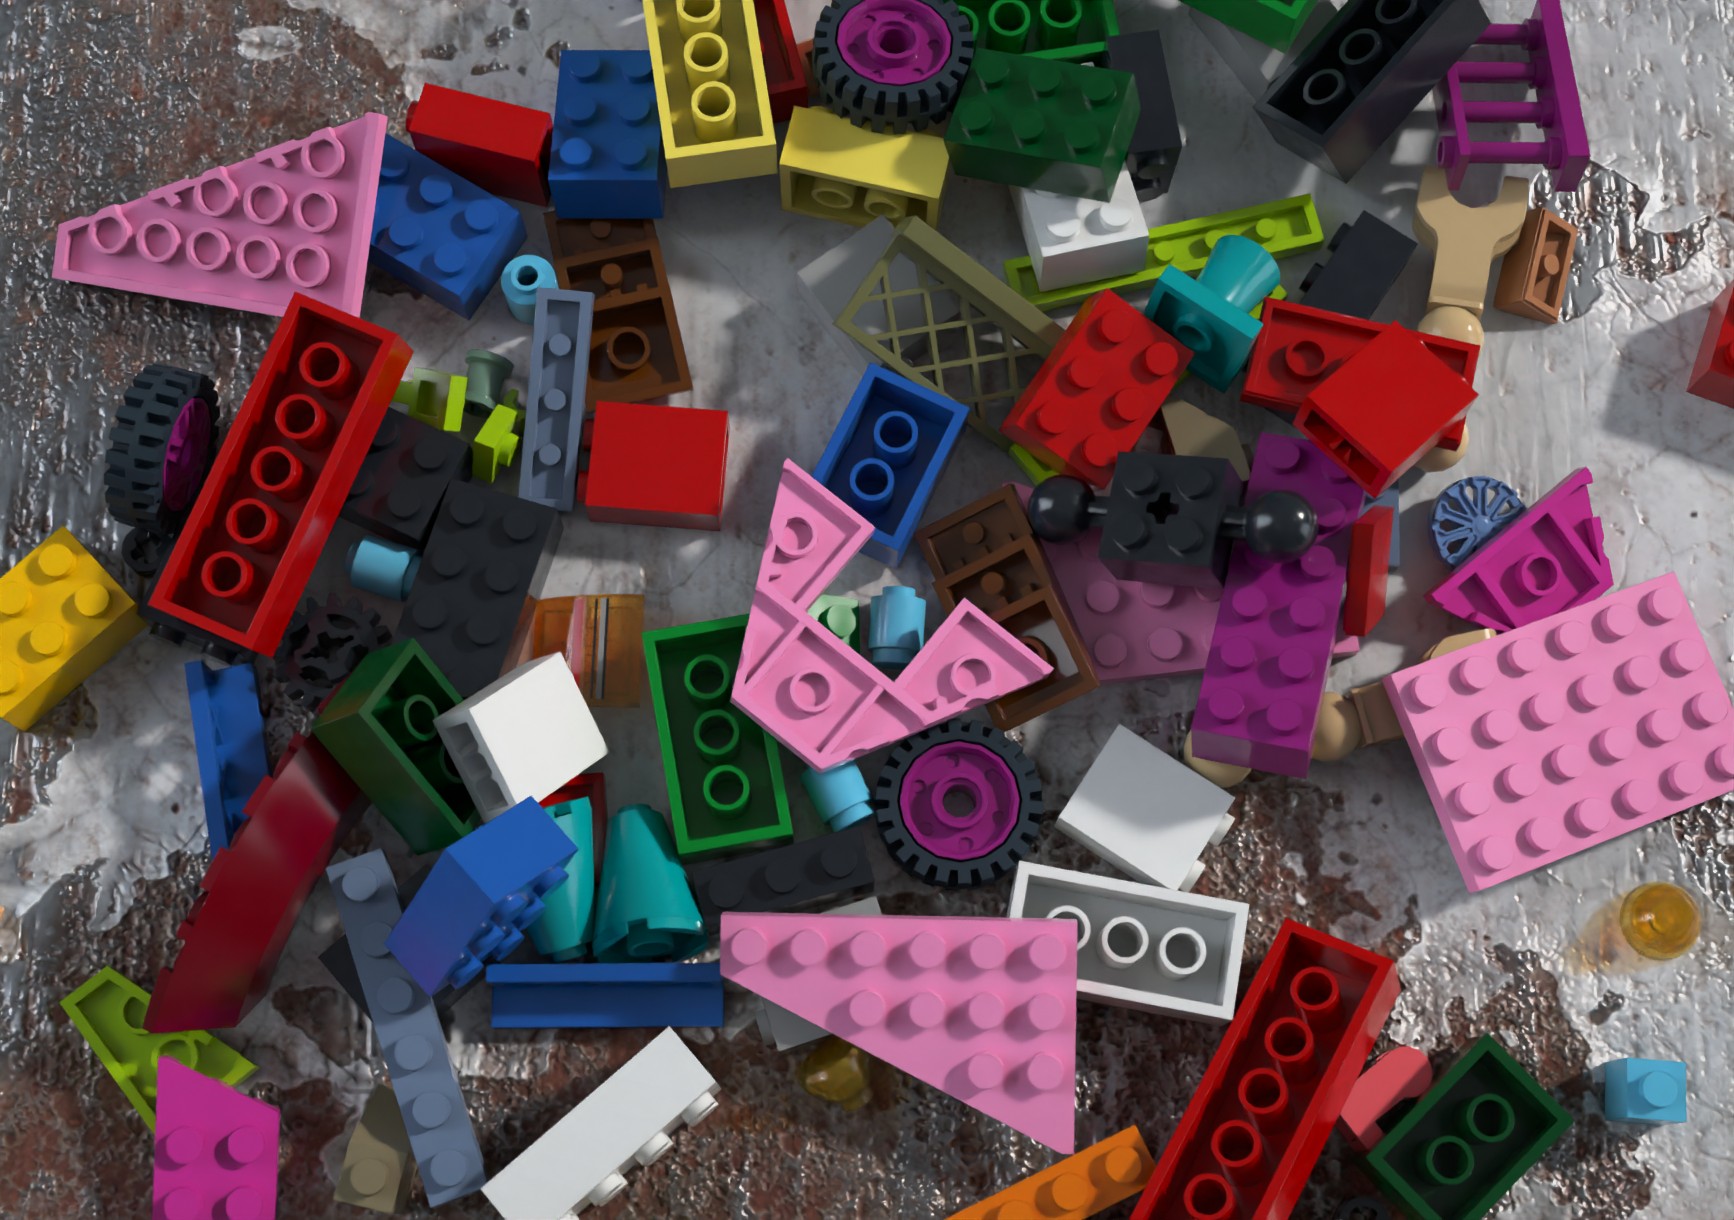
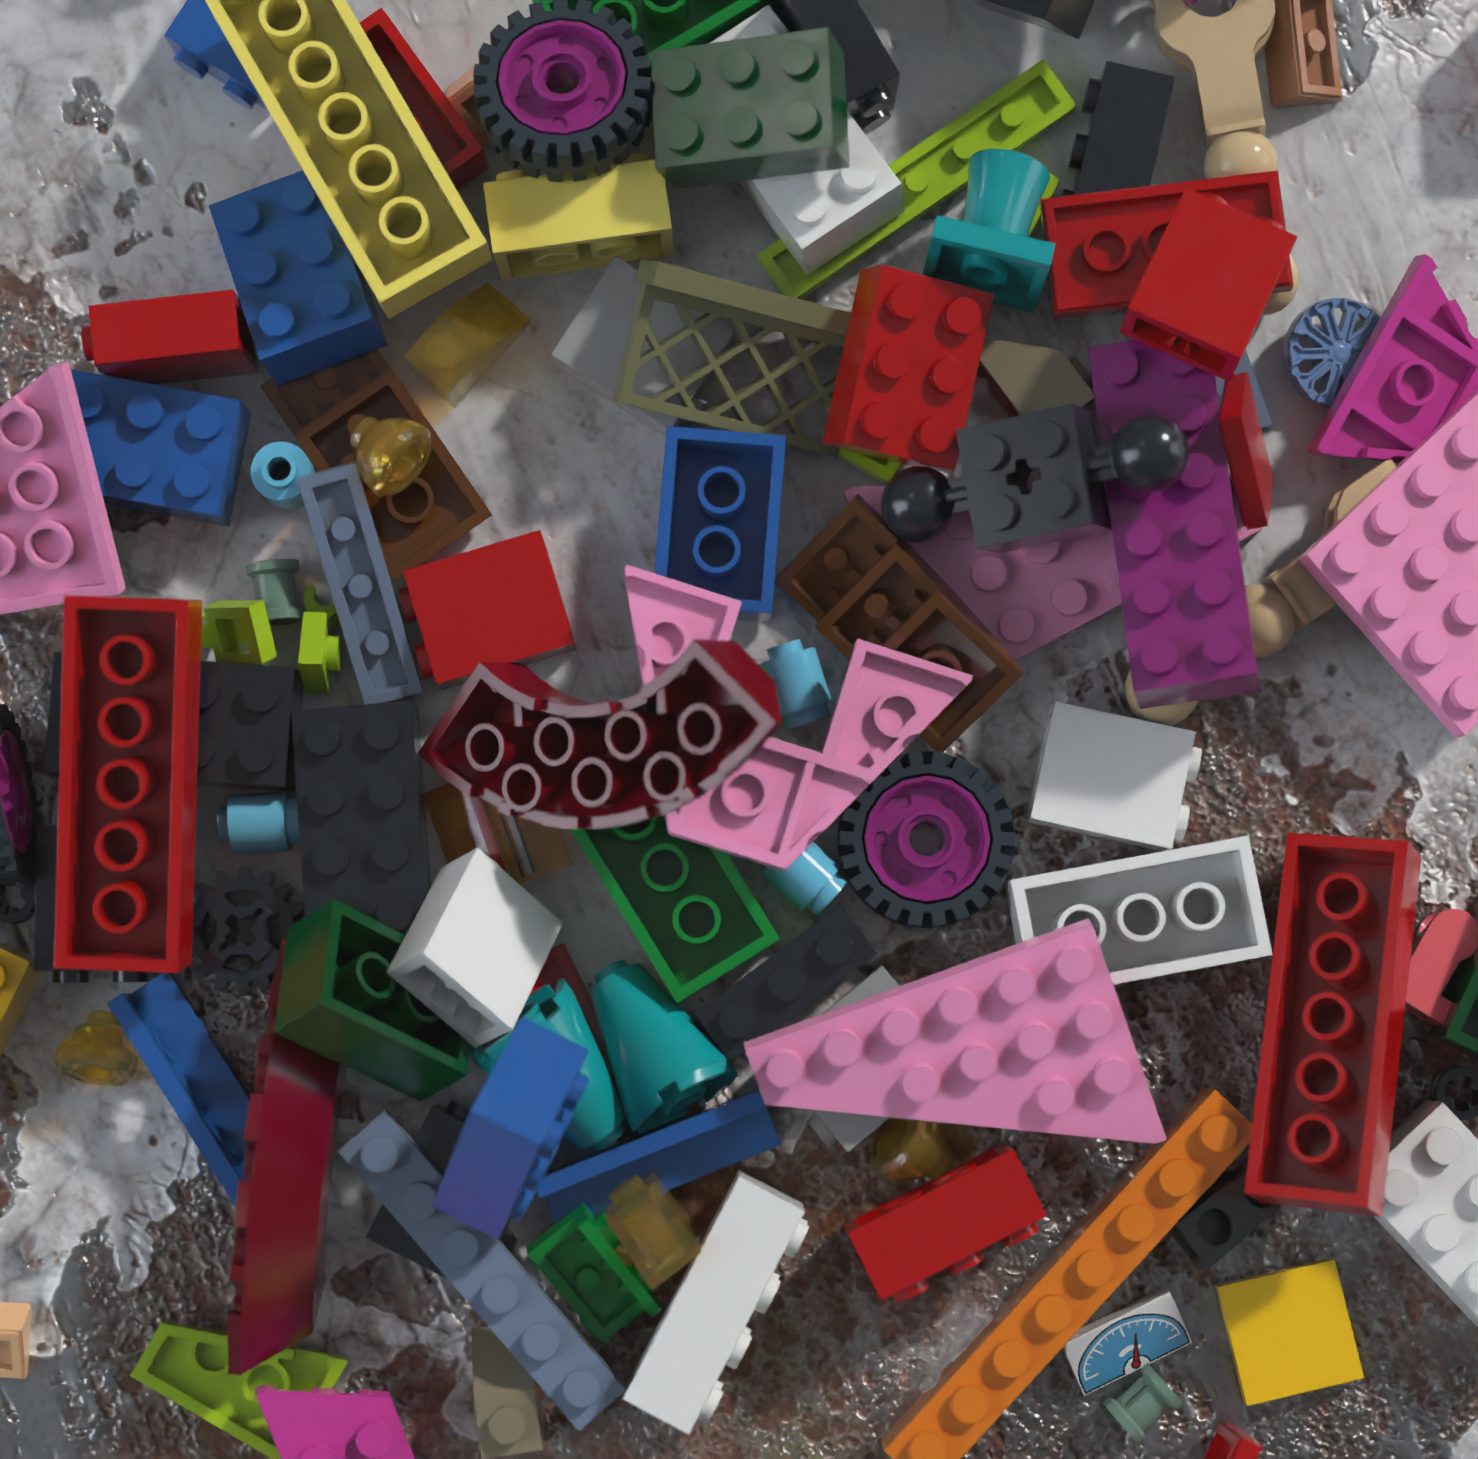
camera: 20 degrees left, 10 degrees up
(159, 710) = (98, 1052): none -> clear yellow brick
(508, 1073) = (593, 1272): none -> green bracket
(574, 1047) = (652, 1228): none -> clear yellow slope
(627, 299) = (390, 453): none -> clear yellow brick
(702, 608) = (610, 760): none -> dark red brick
(728, 242) = (466, 342): none -> clear yellow slope
(841, 1150) = (946, 1223): none -> red brick

